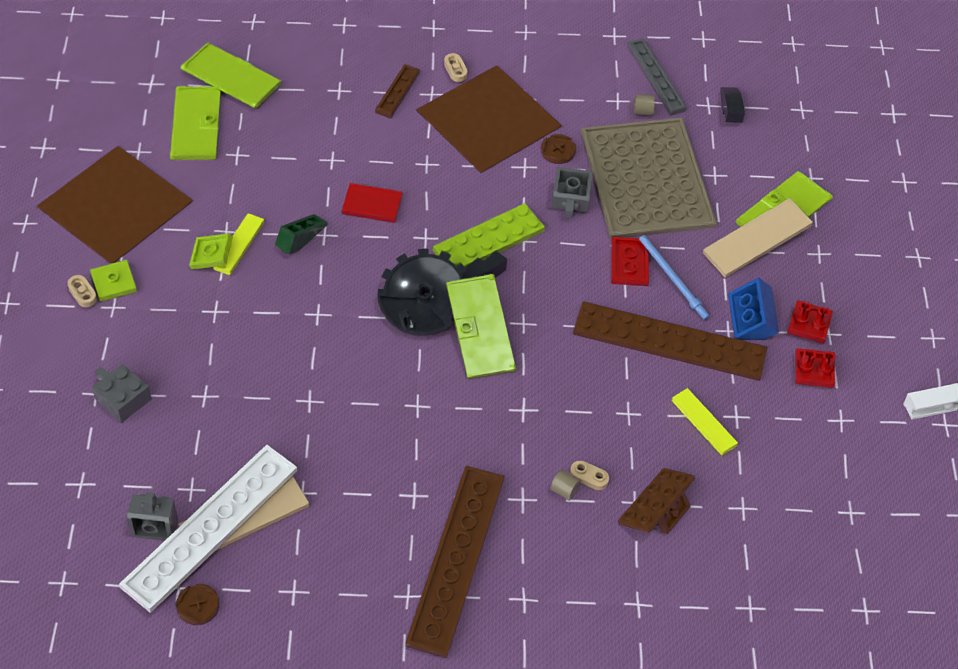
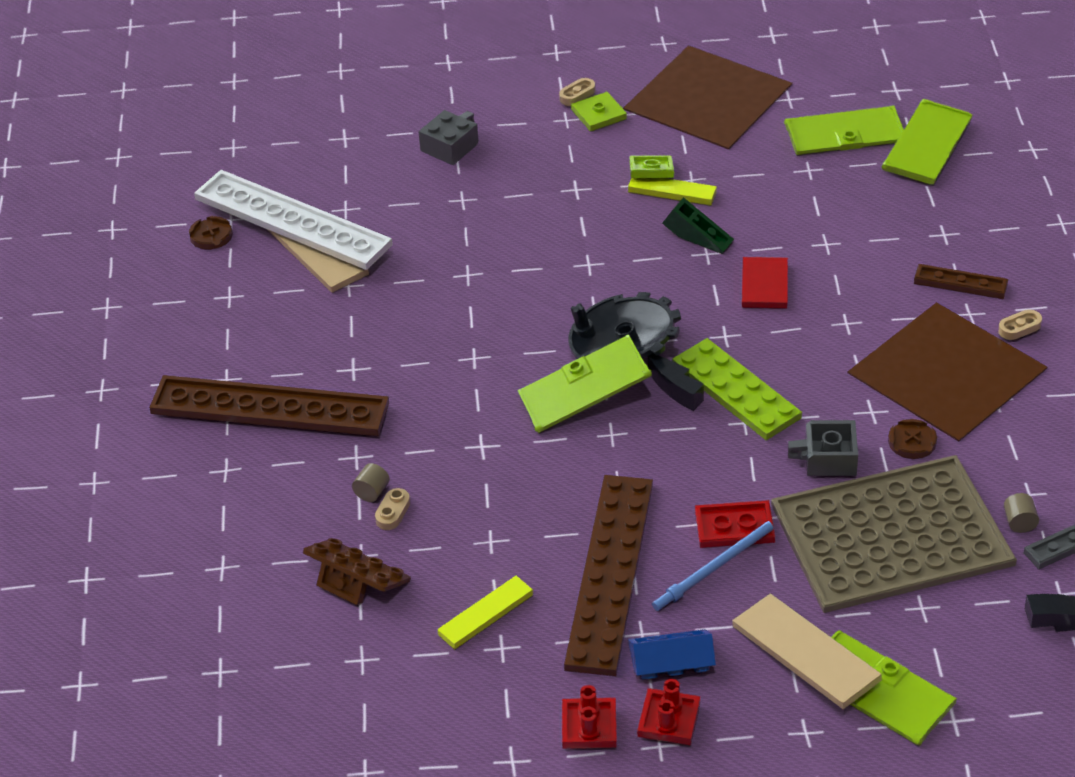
camera: 90 degrees right, 10 degrees down
(152, 516) = (296, 175): dark grey hinge -> none

